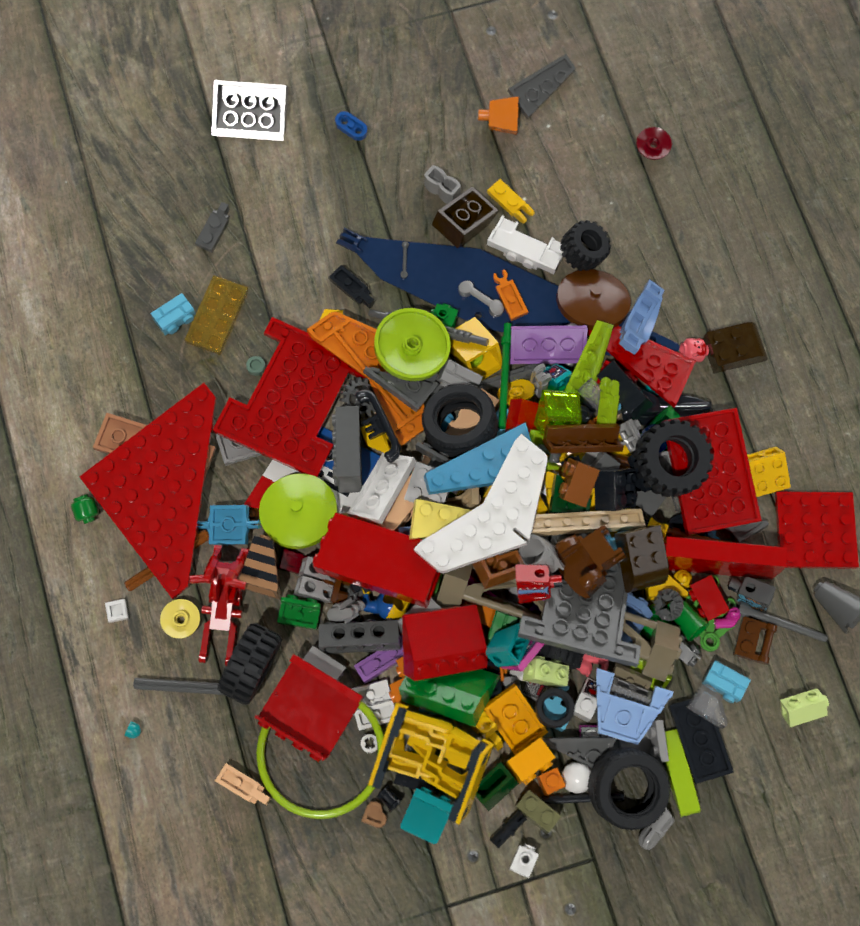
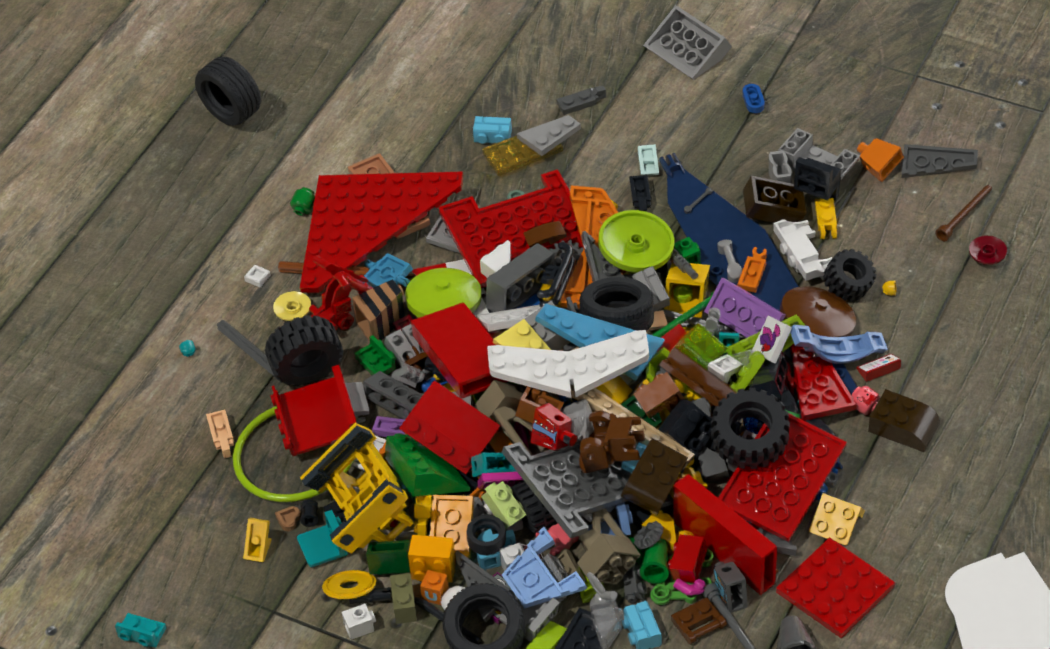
camera: 50 degrees right, 25 degrees down
(228, 285) = (550, 134): none -> light grey wing
(319, 448) = (496, 259): none -> white slope
(325, 249) = (648, 160): none -> light aqua slope
(326, 390) = (547, 232): none -> reddish brown slope
(376, 861) = (257, 540): none -> yellow slope
(460, 152) = (801, 145): none -> light grey slope
(485, 173) = (817, 178): none -> black bracket
(500, 843) = (332, 587): none -> yellow piece
(590, 410) = (724, 367): none -> white slope
(605, 359) = (772, 339): none -> white tile
(607, 148) = (945, 231): none -> reddish brown piece
(616, 232) = (889, 288): none -> yellow hinge
(671, 310) = (879, 367): none -> red slope
(684, 687) = (602, 595): none -> light grey piece

